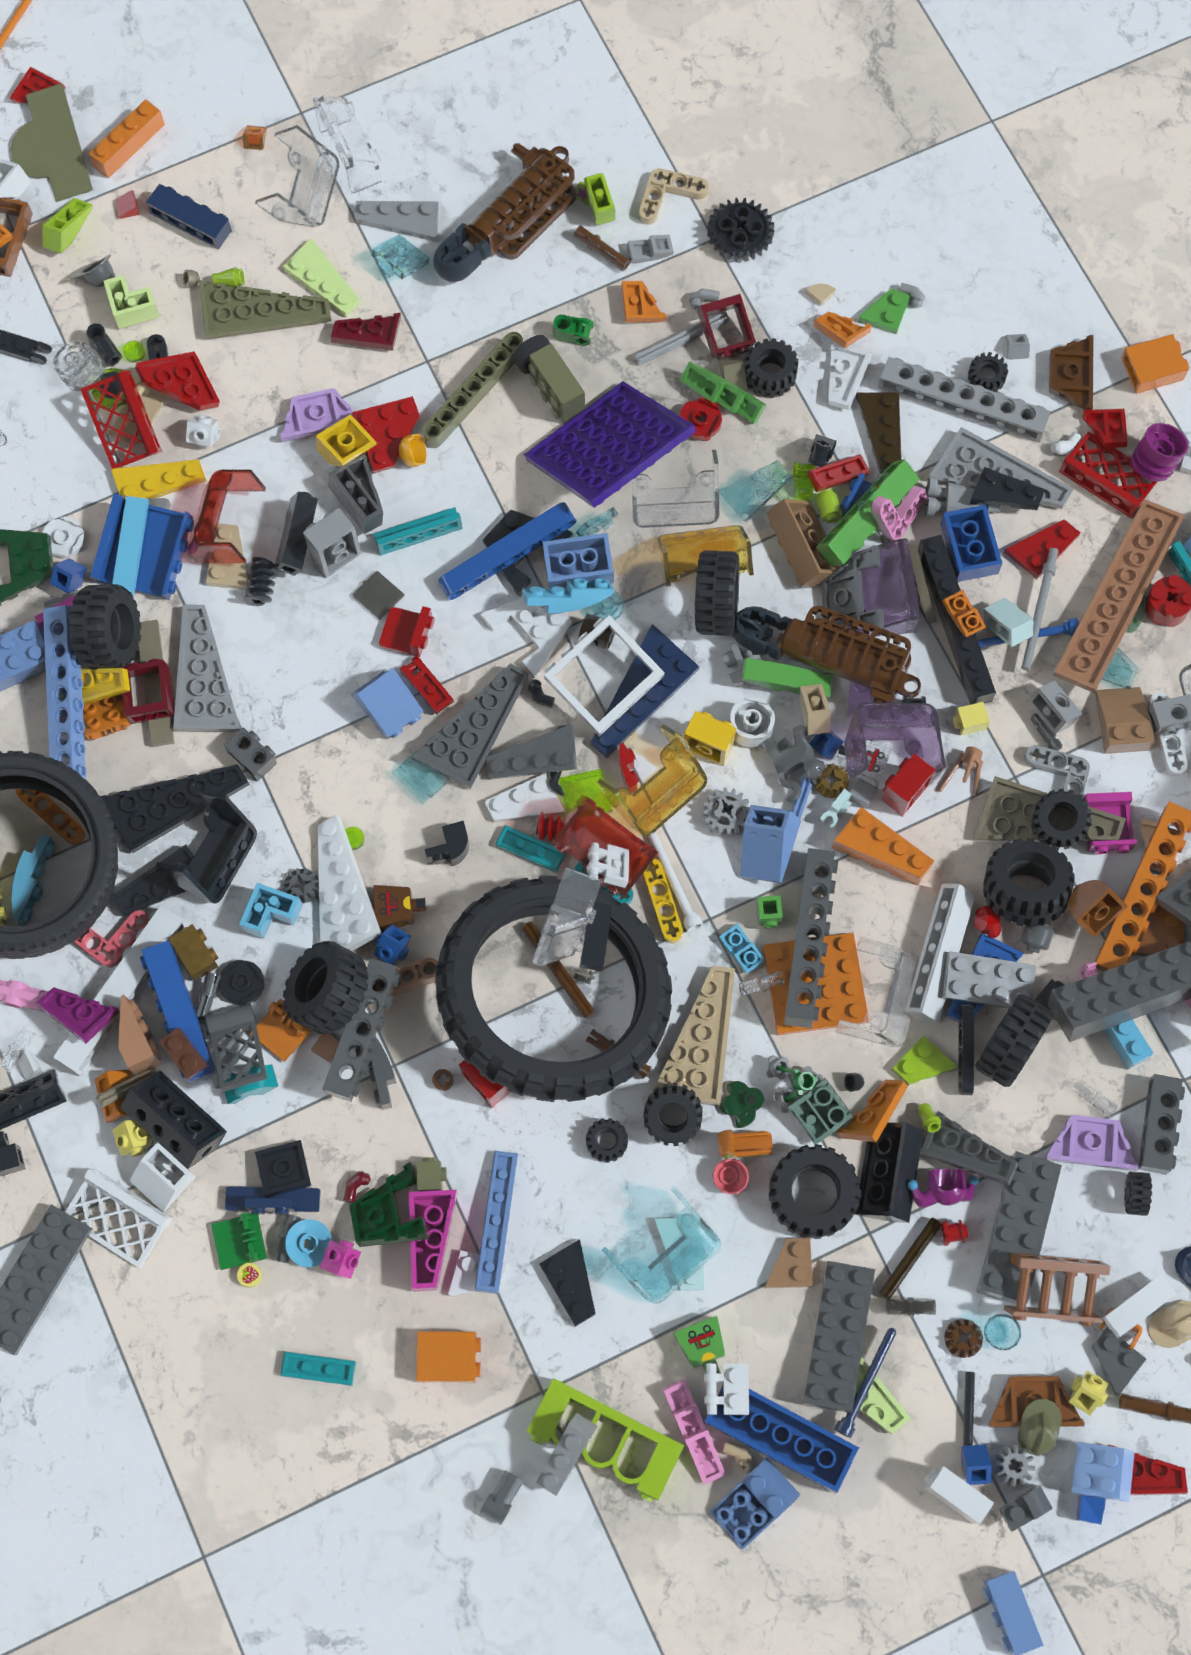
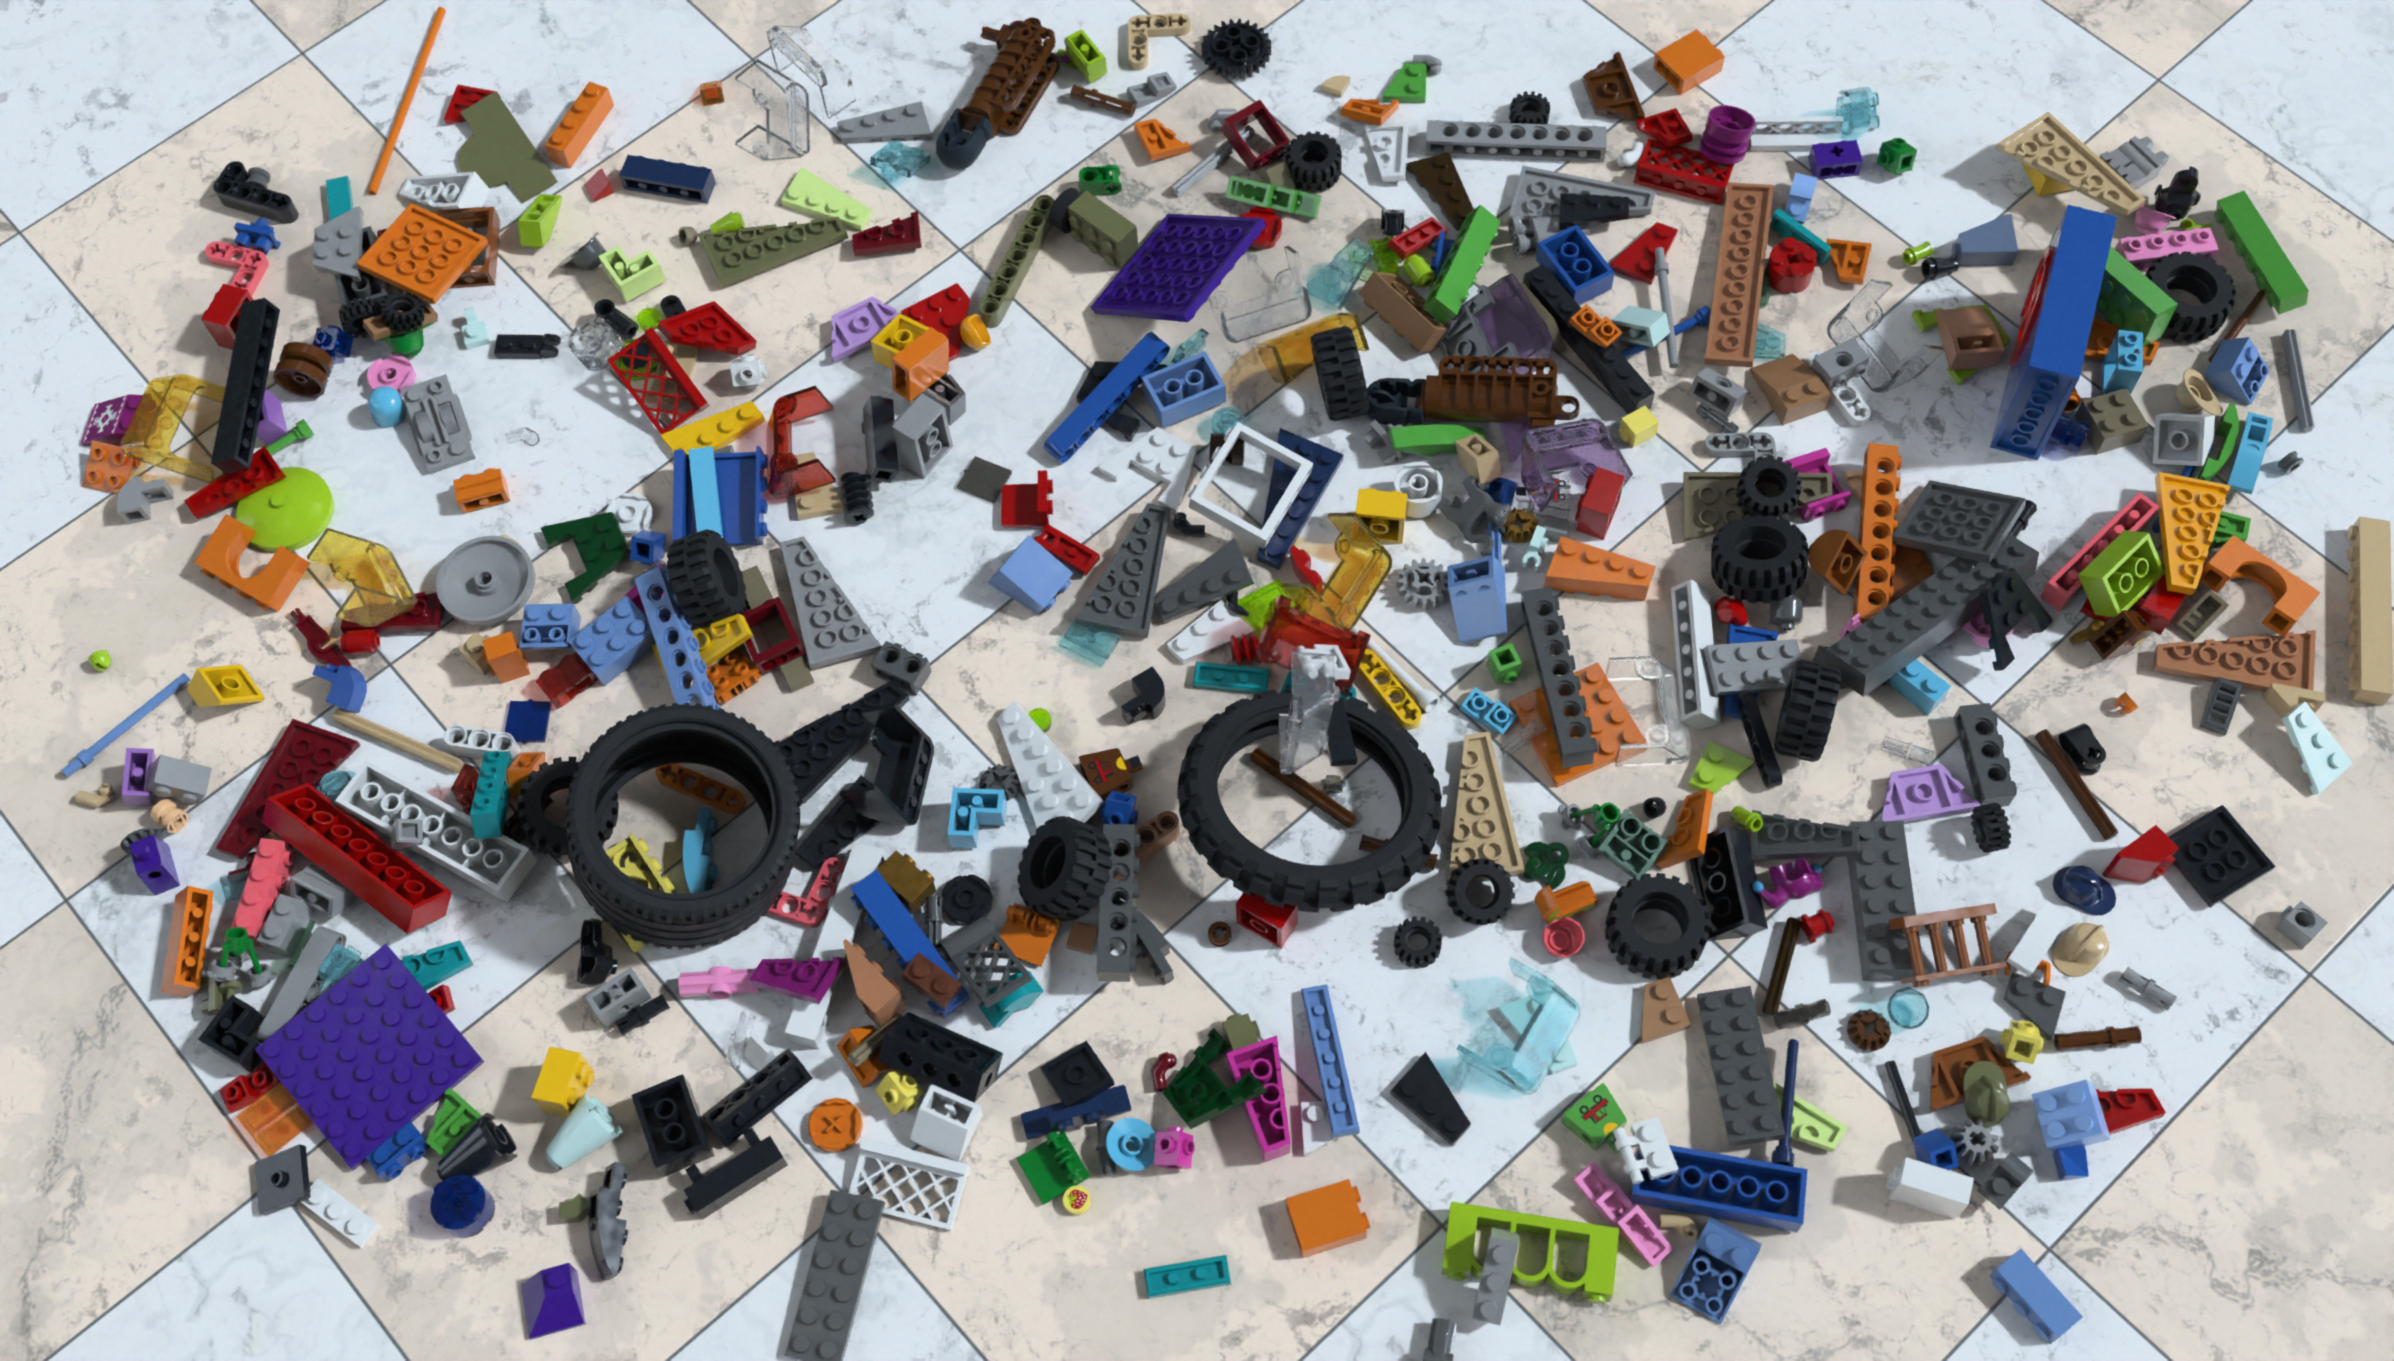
camera: 15 degrees left, 10 degrees down
(73, 1147) = (835, 1125): none -> orange tile
(348, 476) = (920, 364): none -> orange brick
(418, 531) = (1006, 407): teal fence -> none
(577, 595) = (1191, 420): medium azure slope -> none
(896, 522) = (1491, 263): bright pink beam -> none
(971, 759) = (1653, 466): nougat plant -> none
(1017, 346) = (1548, 83): light grey slope -> none

